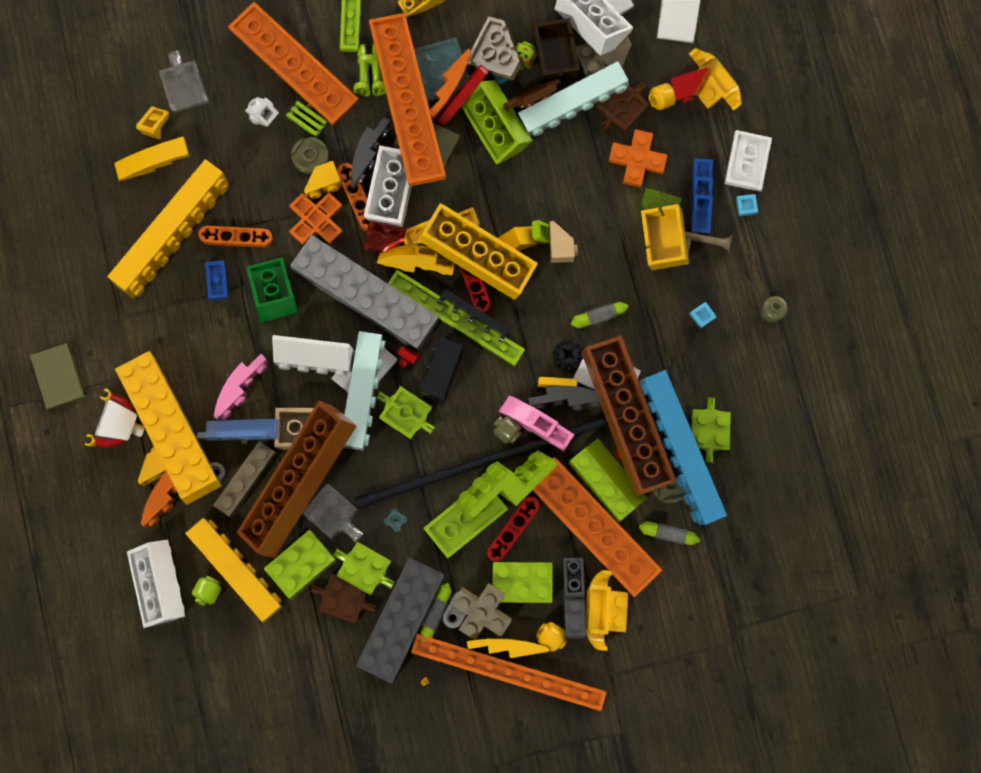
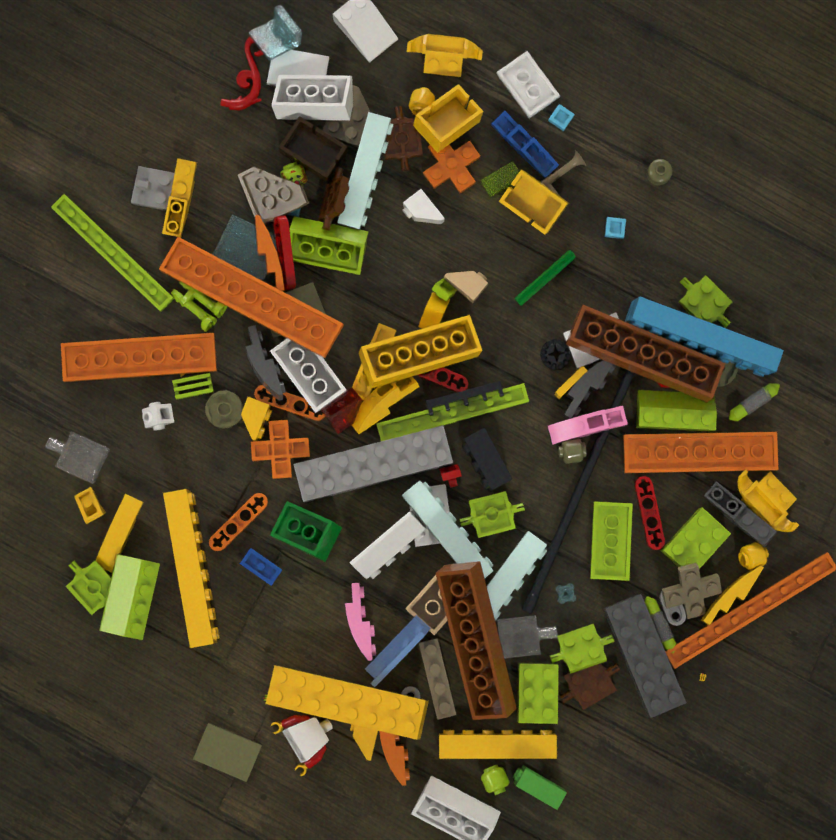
camera: 50 degrees left, 5 degrees up
(96, 176) = (90, 585): none -> lime plate
(110, 205) = (129, 597): none -> lime slope
(228, 627) = (539, 787): none -> bright green window
(373, 466) = (513, 570): none -> light aqua brick
(502, 480) = (607, 492): lime bracket -> none
(584, 164) = (422, 209): none -> white slope
(599, 314) = (546, 304): piece -> none
(614, 296) = (545, 277): none -> green axle
(668, 123) = (447, 118): none -> yellow piece
(690, 84) = (432, 74): red slope -> none

